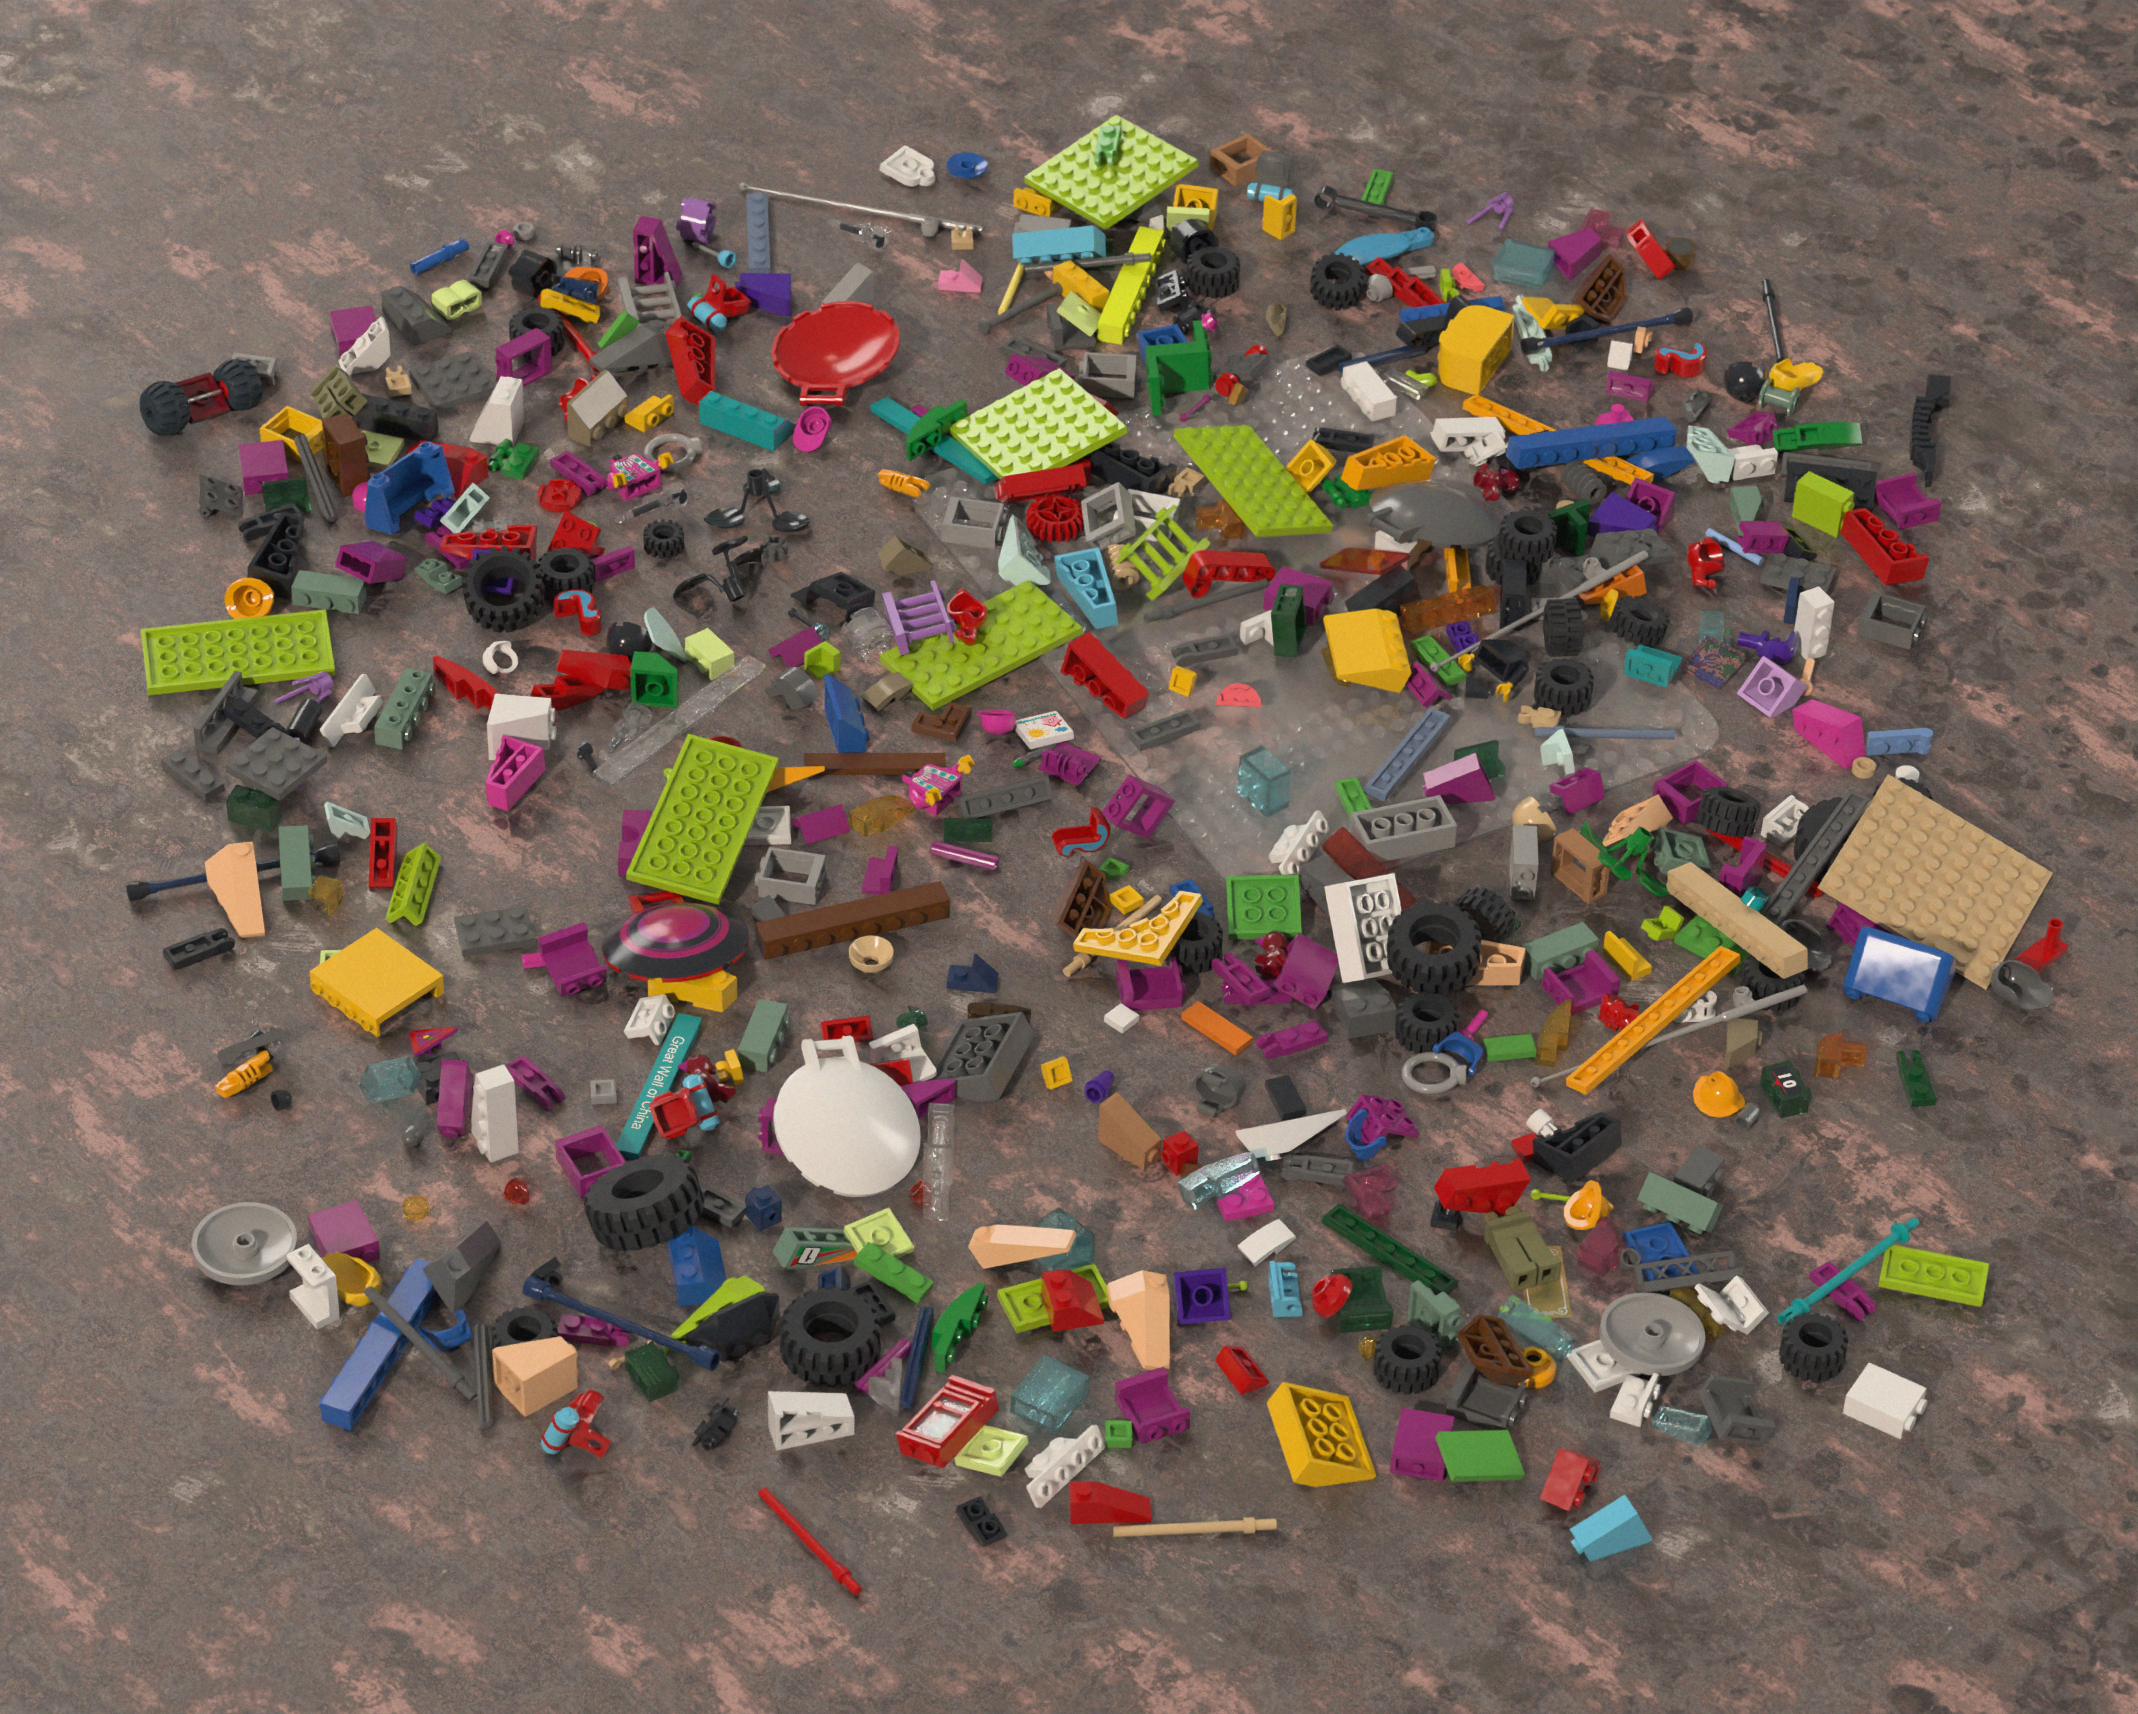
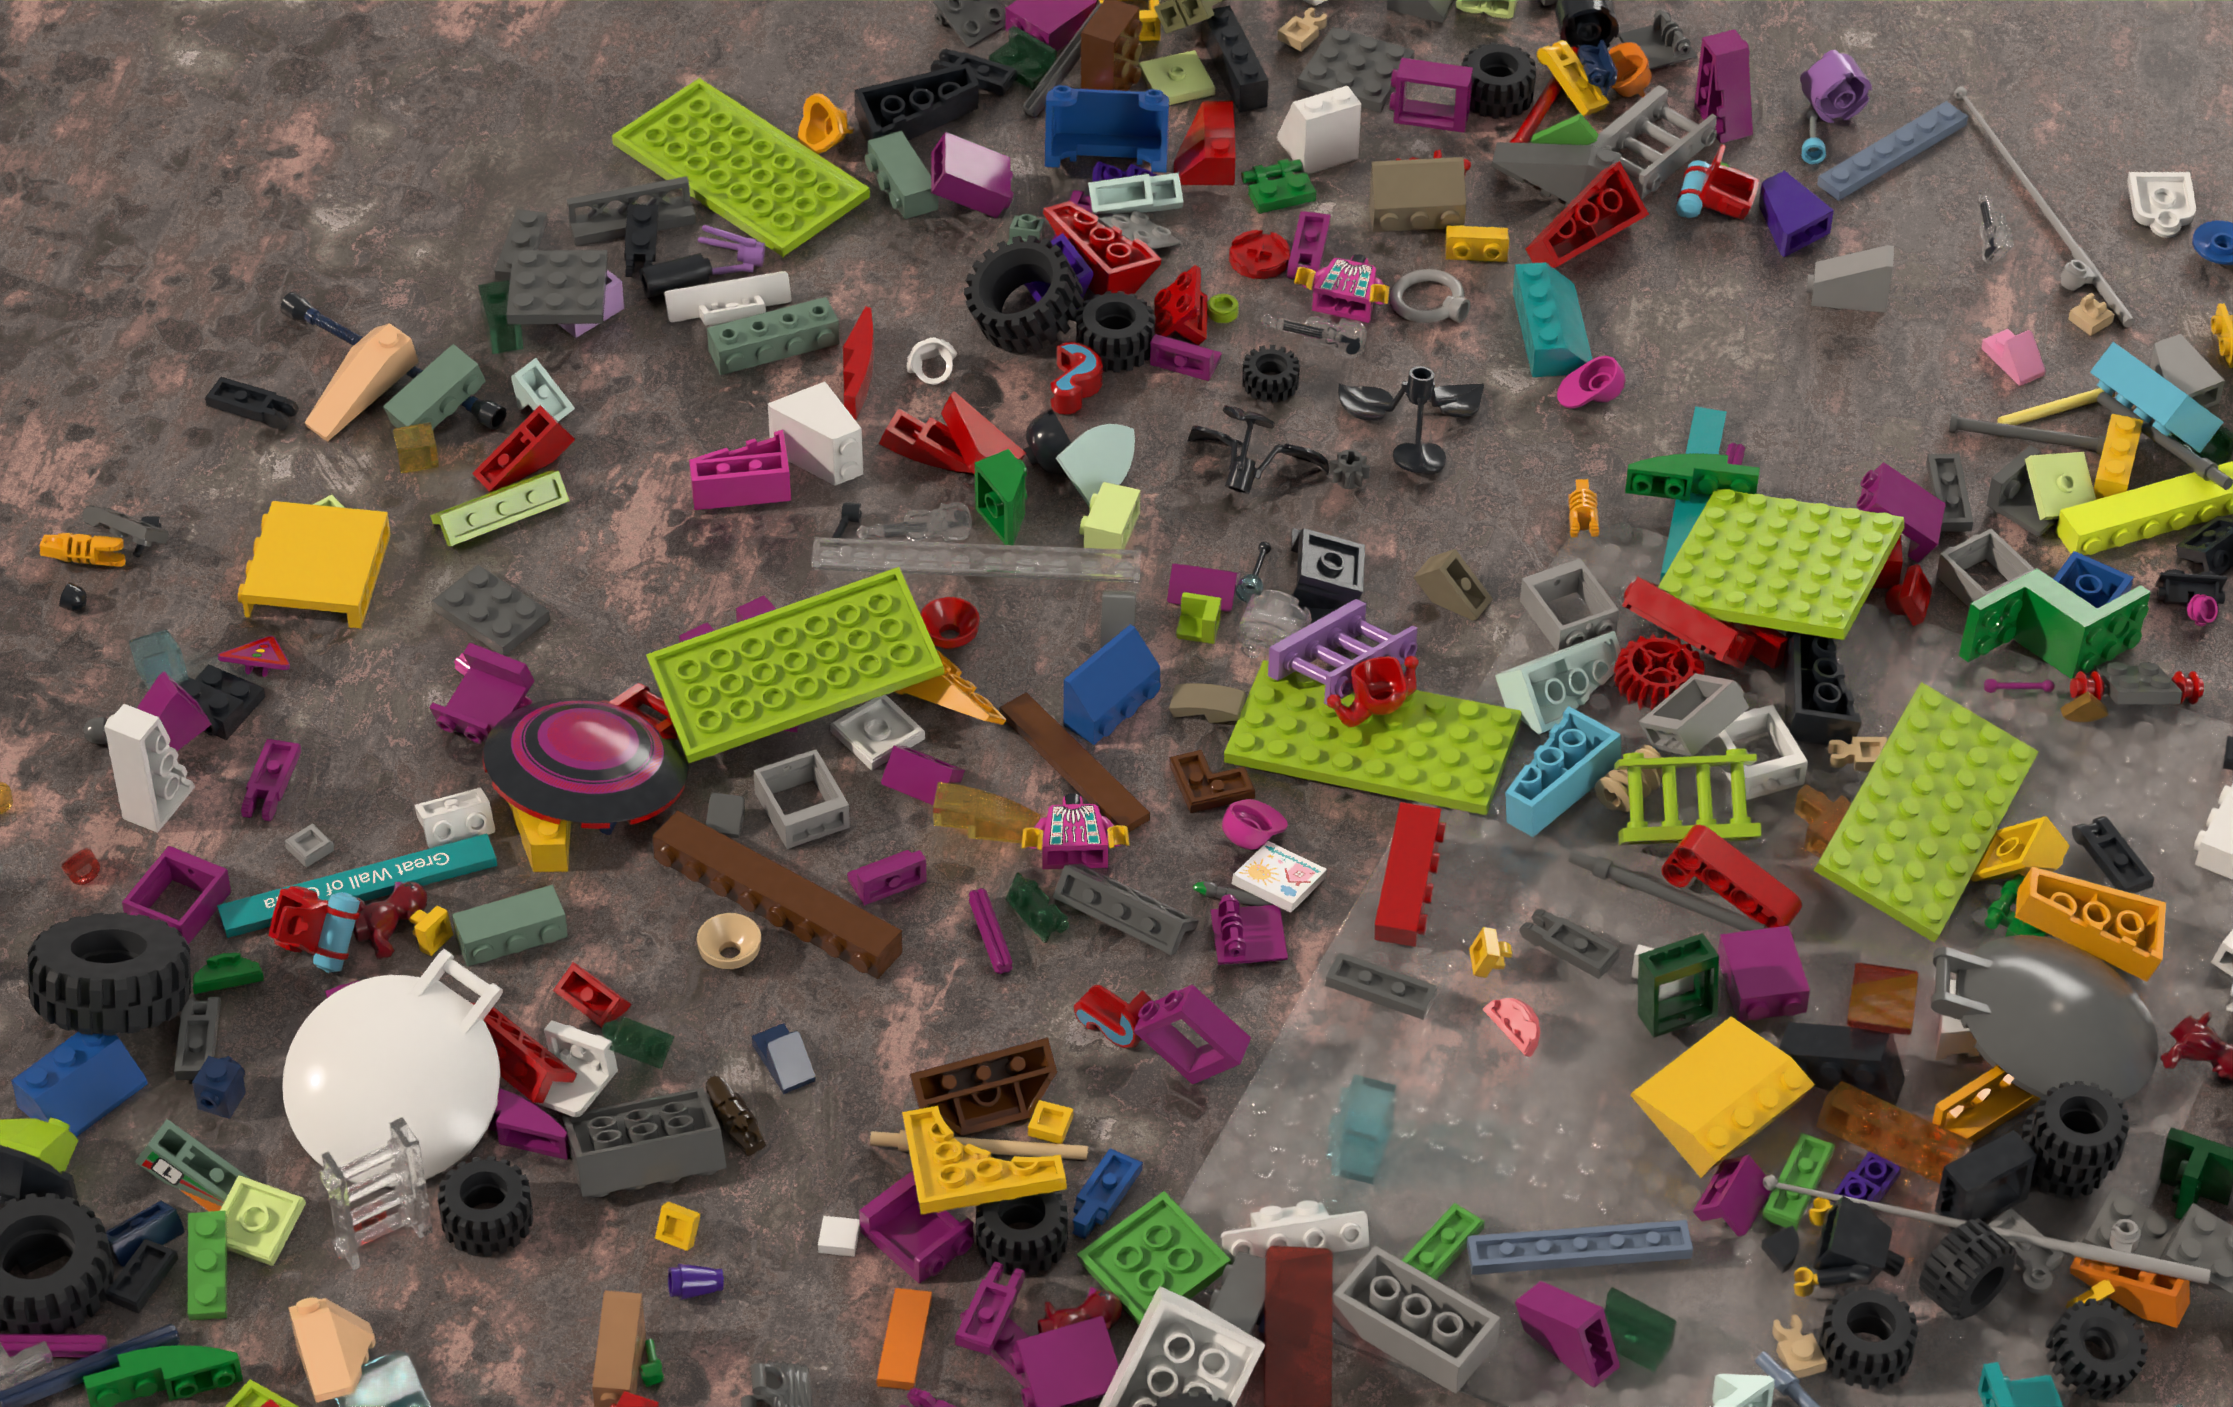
camera: 55 degrees right, 5 degrees up
(835, 349) = (1741, 320): red dish -> none
(975, 1139) = (490, 1228): none -> black tyre
(1114, 869) = (1098, 1079): bright green tile -> none

